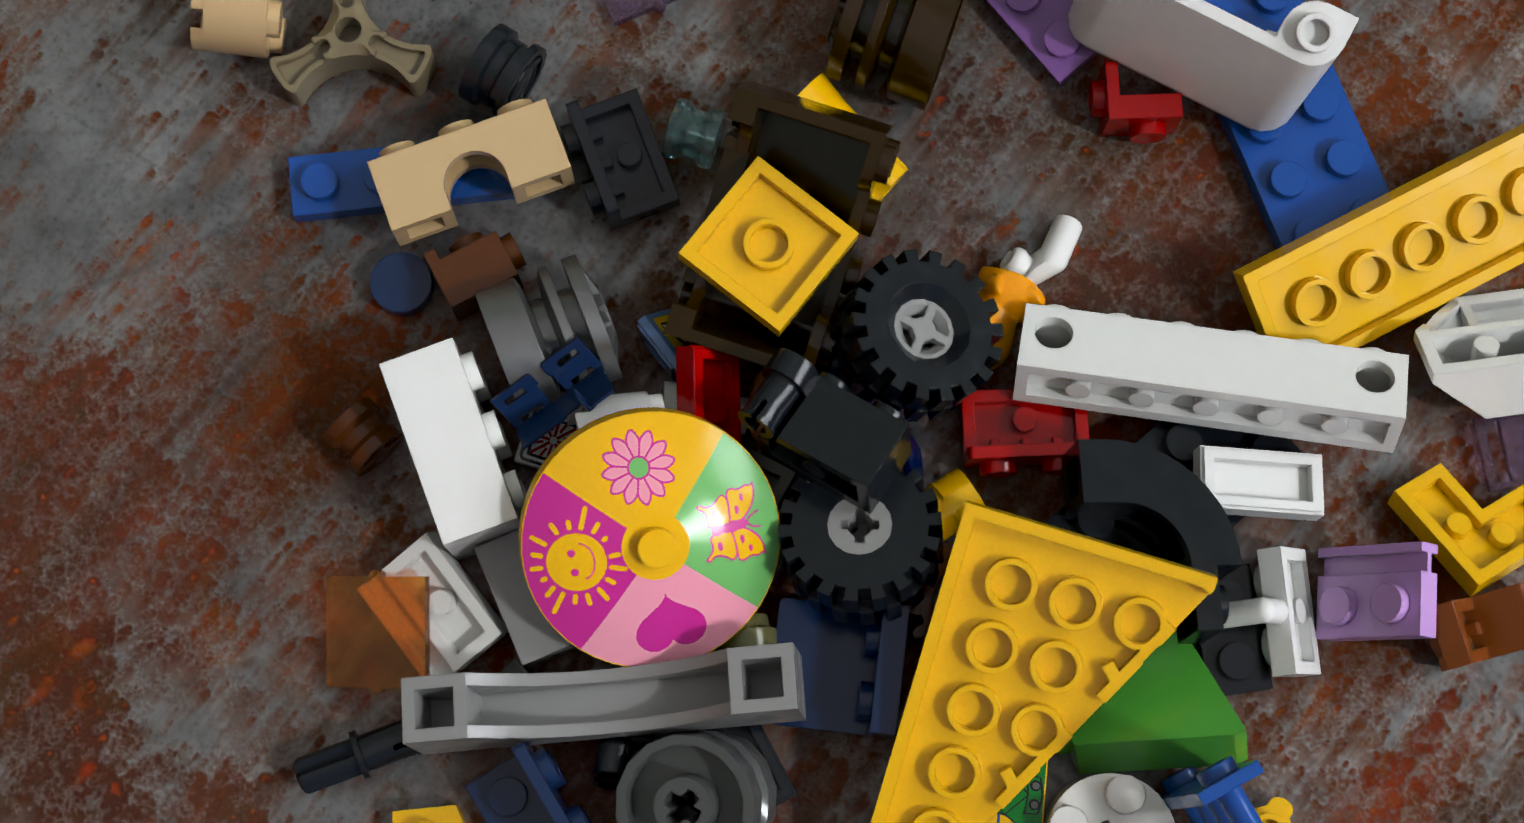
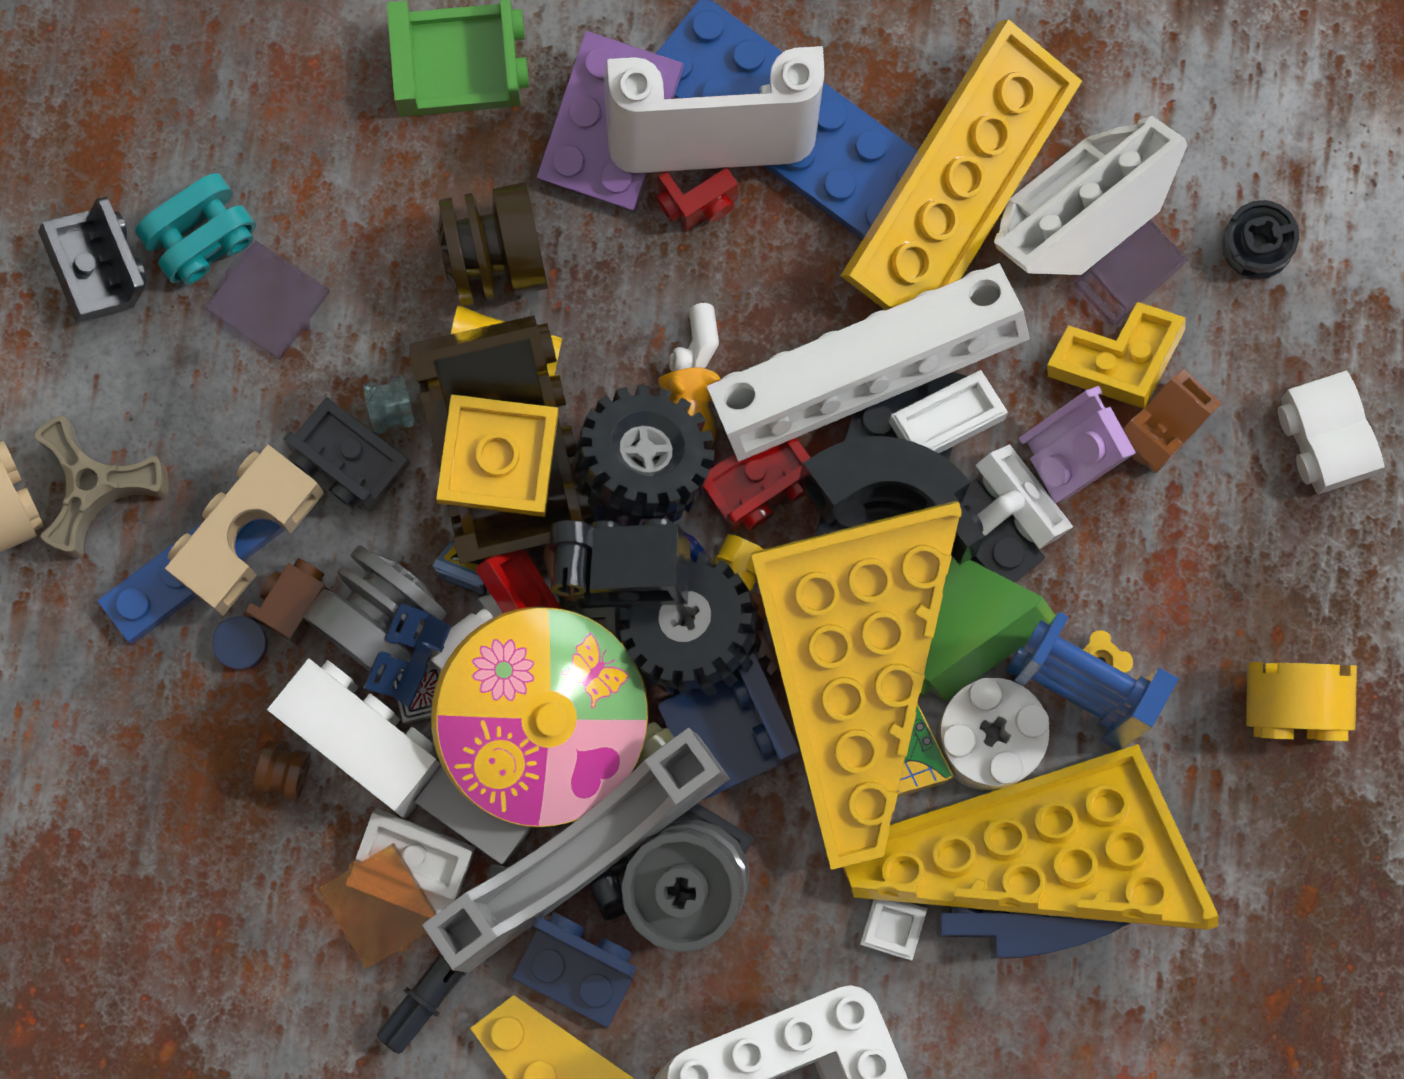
camera: 30 degrees left, 0 degrees up
(501, 69) = (219, 442): black wheel -> none

